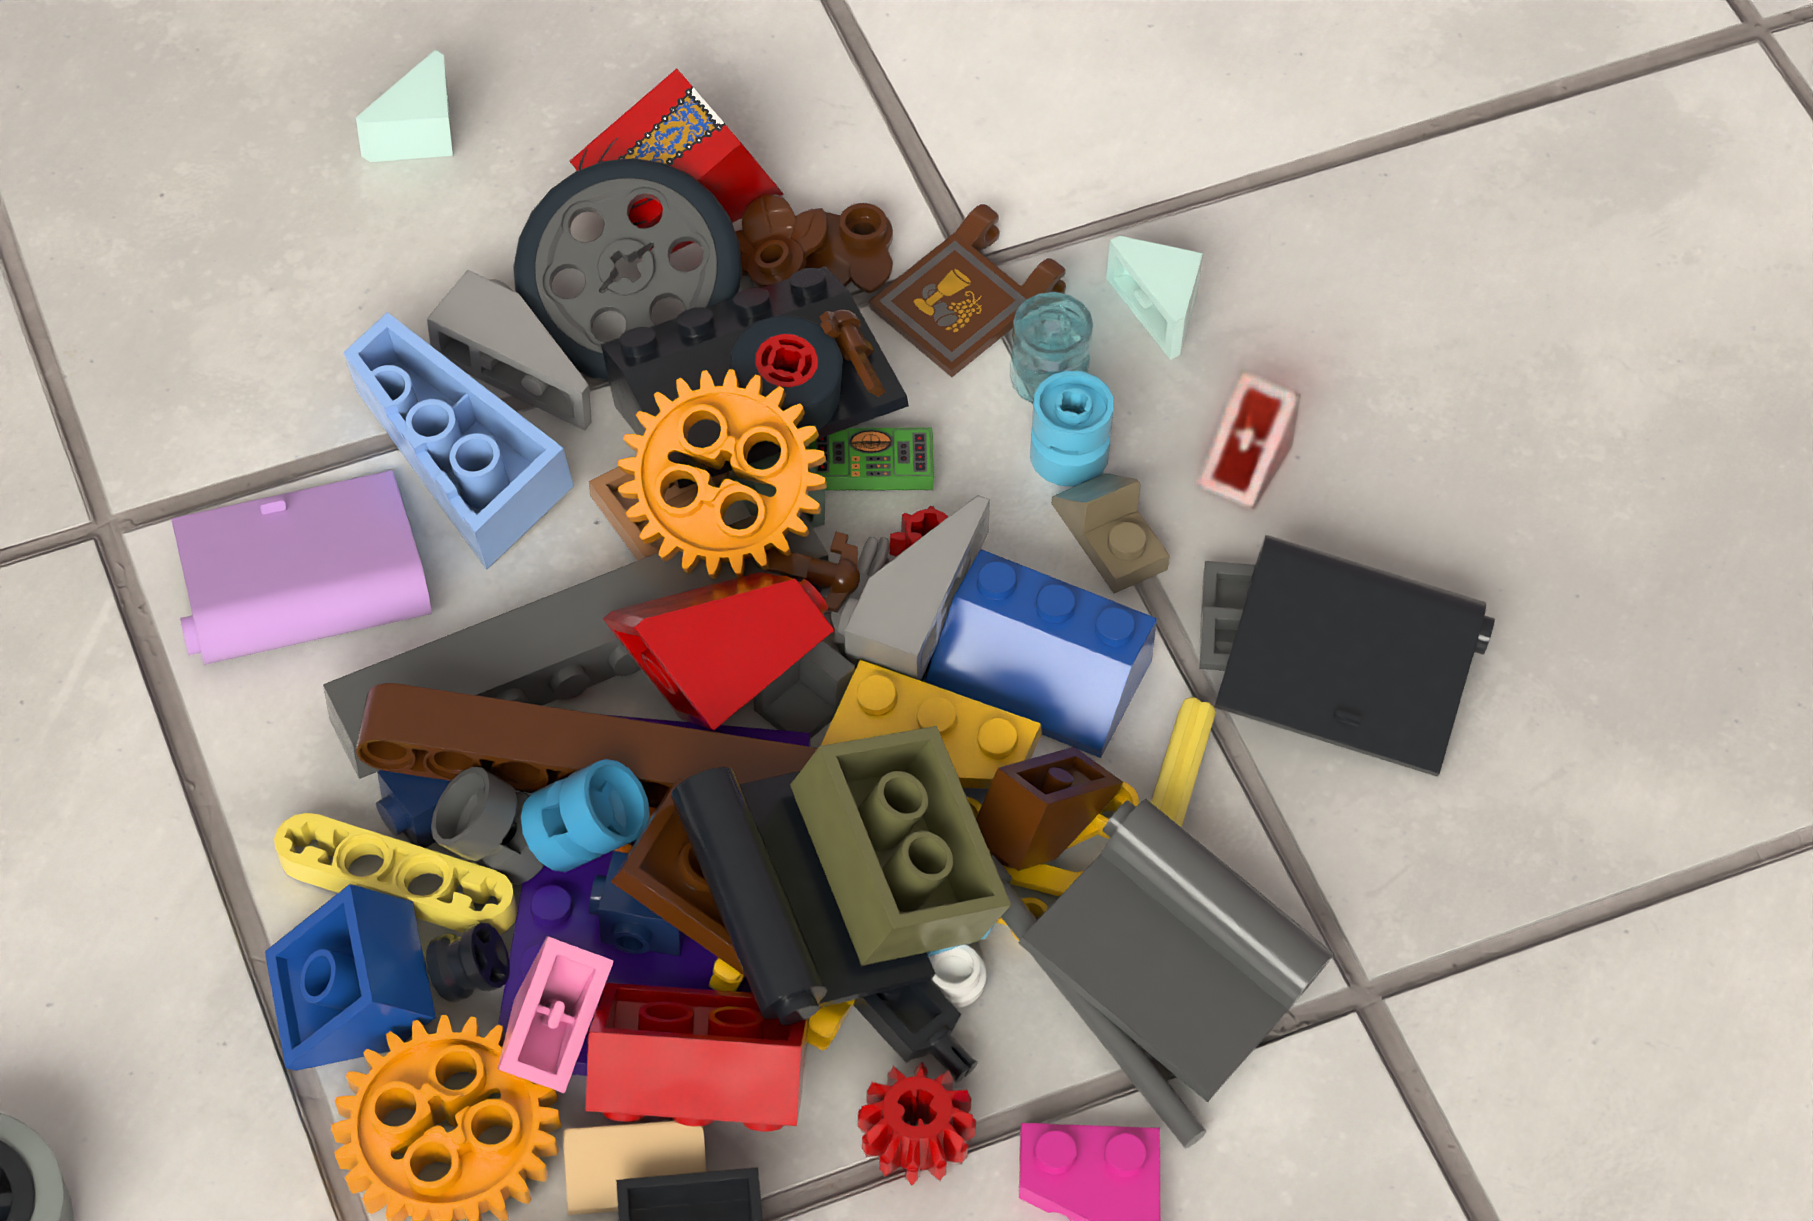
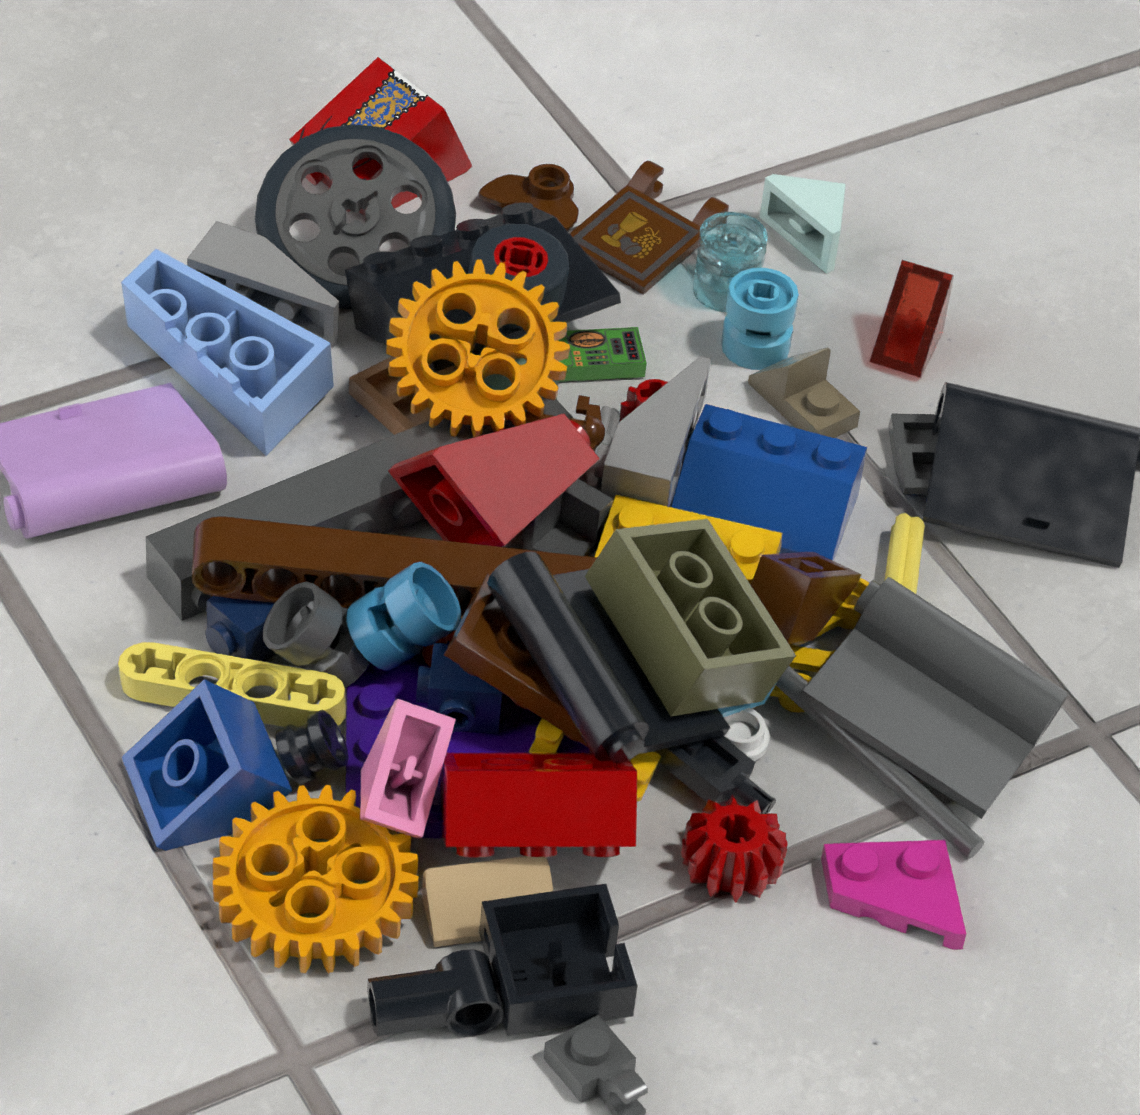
camera: 10 degrees left, 10 degrees down
(410, 116) = (140, 117): light aqua slope -> none
(776, 240) = (479, 193): reddish brown plate -> none
(844, 328) = (565, 233): reddish brown piece -> none

